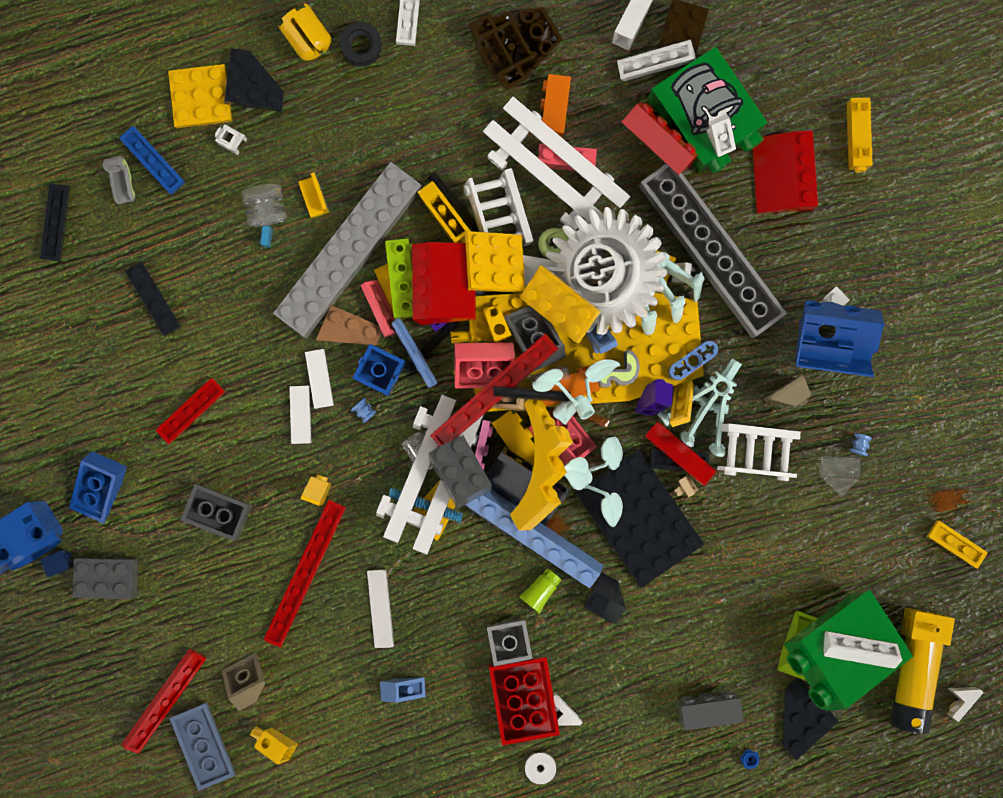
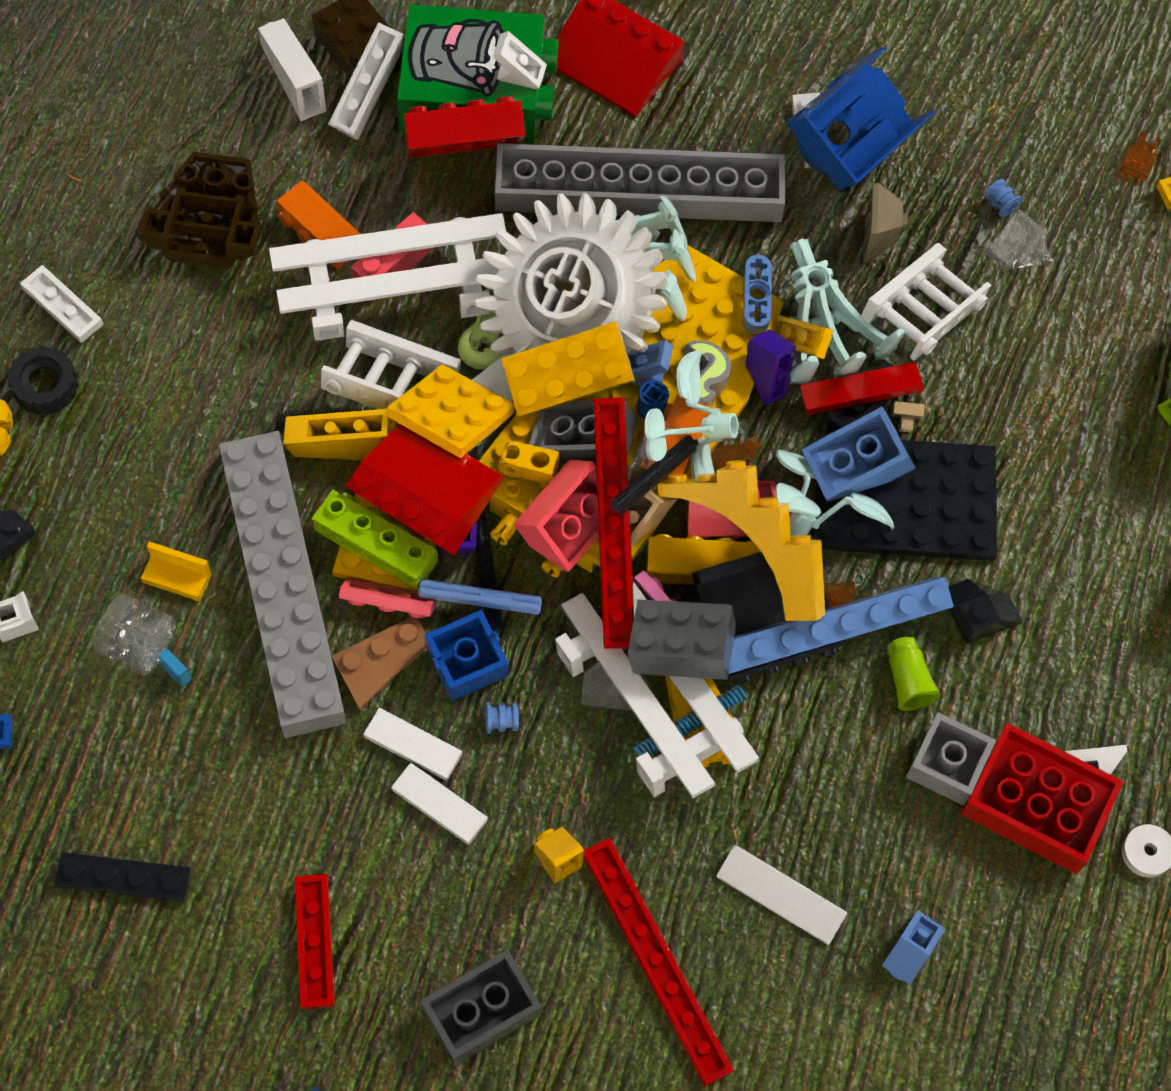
camera: 55 degrees left, 20 degrees down
(579, 356) = (652, 395): none -> blue wheel
(636, 482) = (858, 456): none -> medium blue slope

